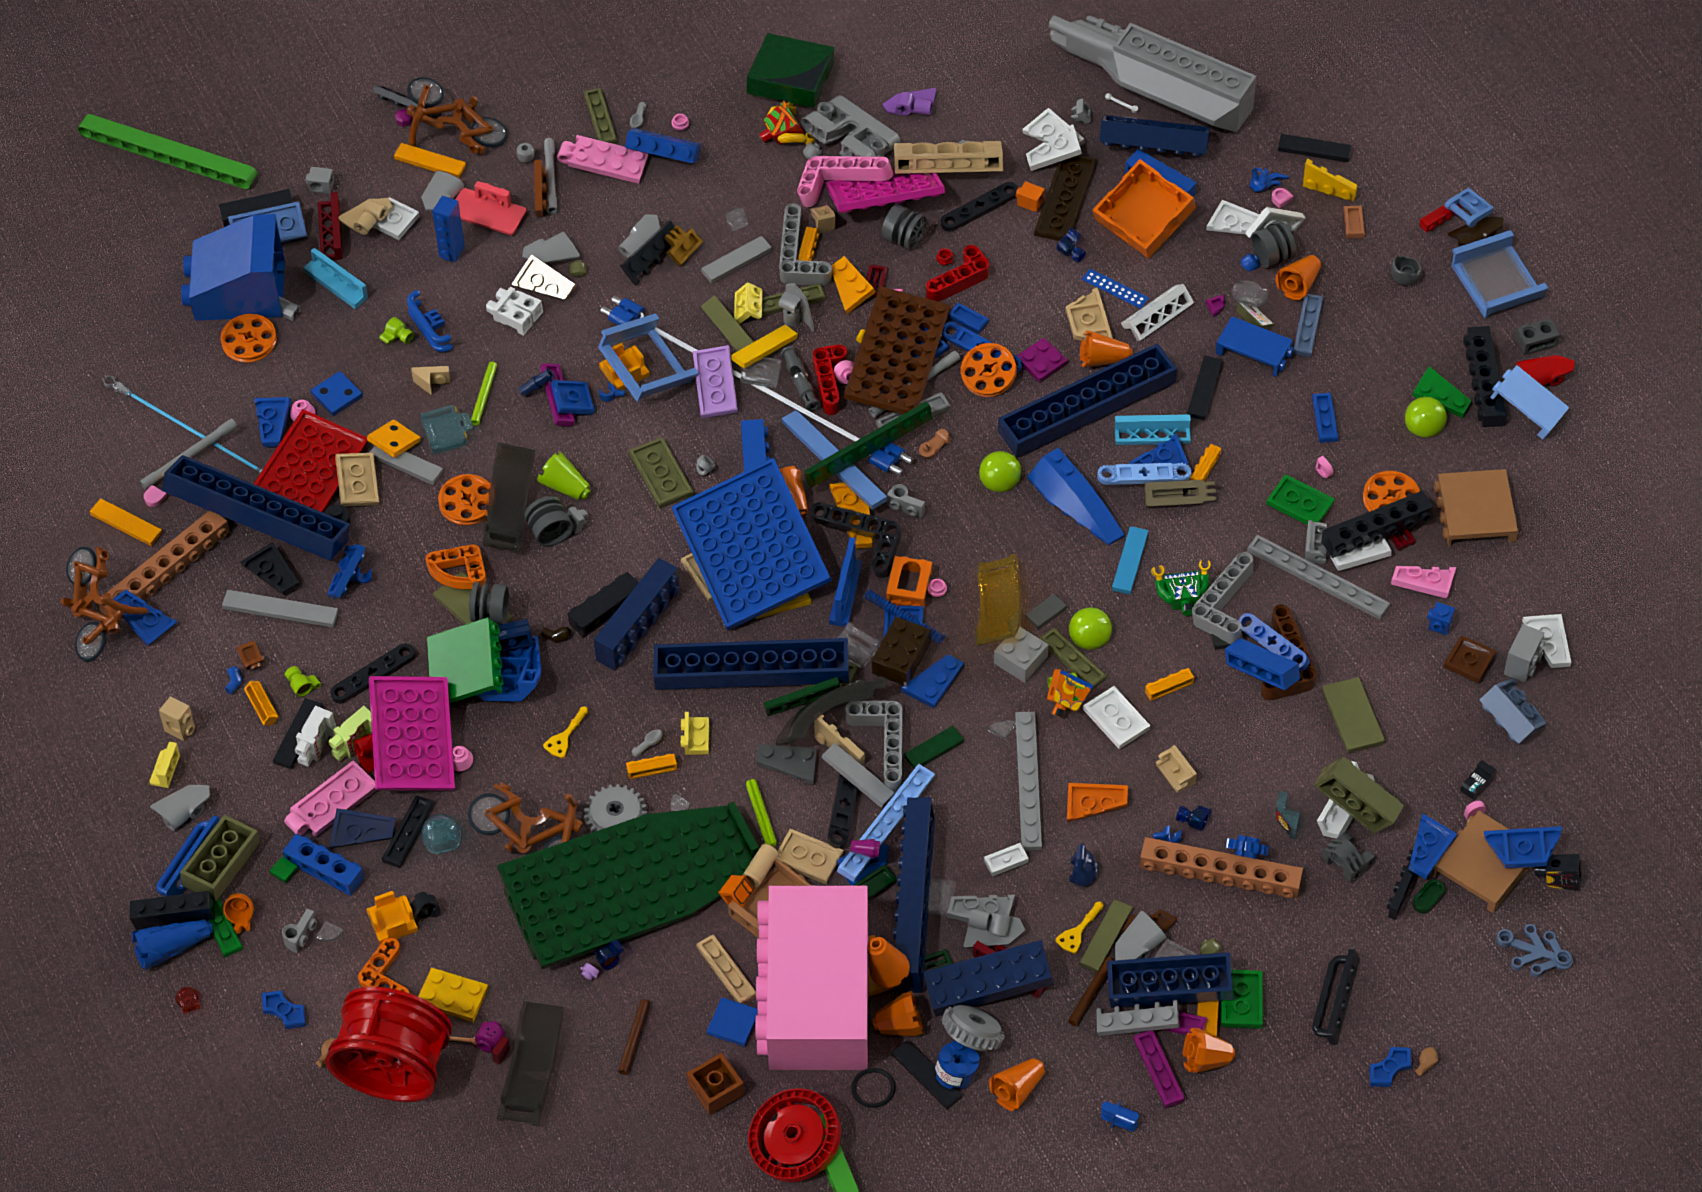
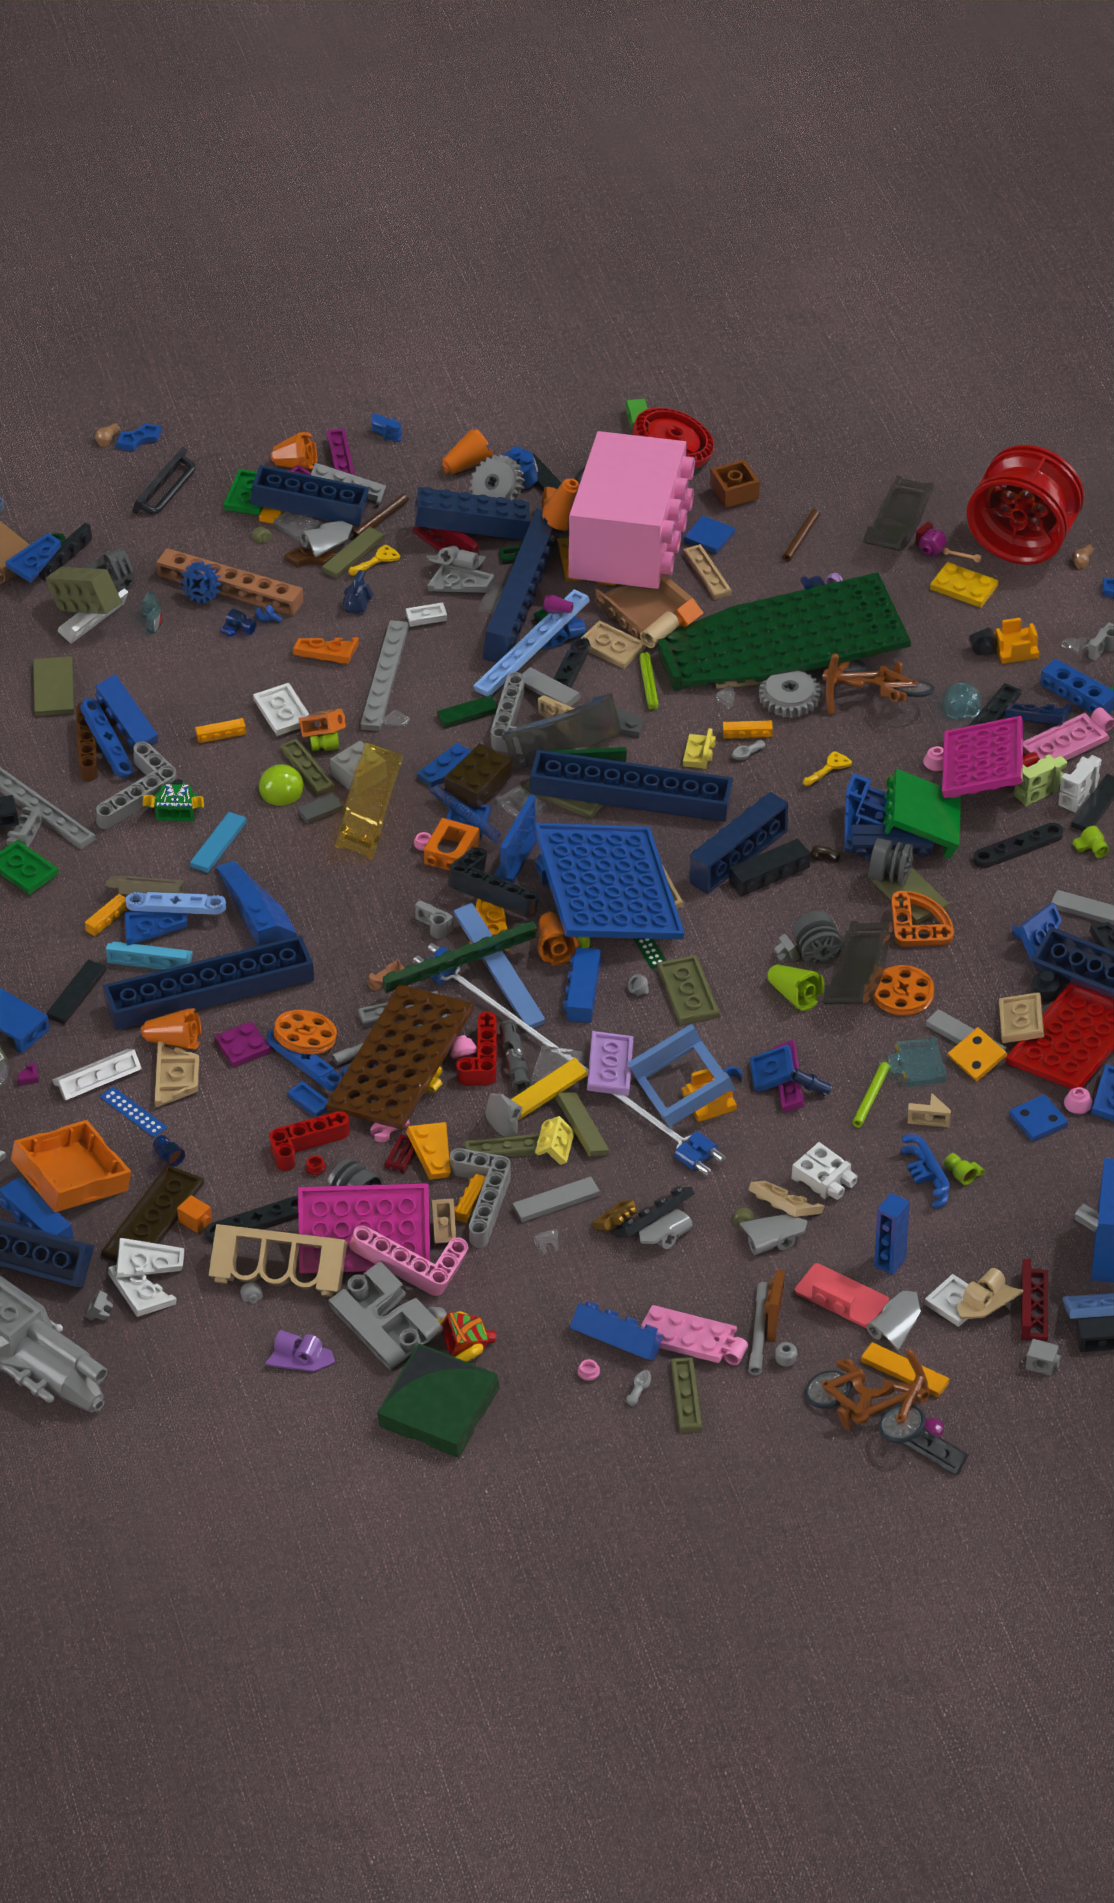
camera: 170 degrees left, 10 degrees down
(336, 279) = (1030, 1239): medium azure fence -> none
(377, 973) = (1037, 604): orange beam -> none
(1000, 471) = (325, 936): lime piece -> none
(1176, 769) = (240, 661): tan hinge -> none

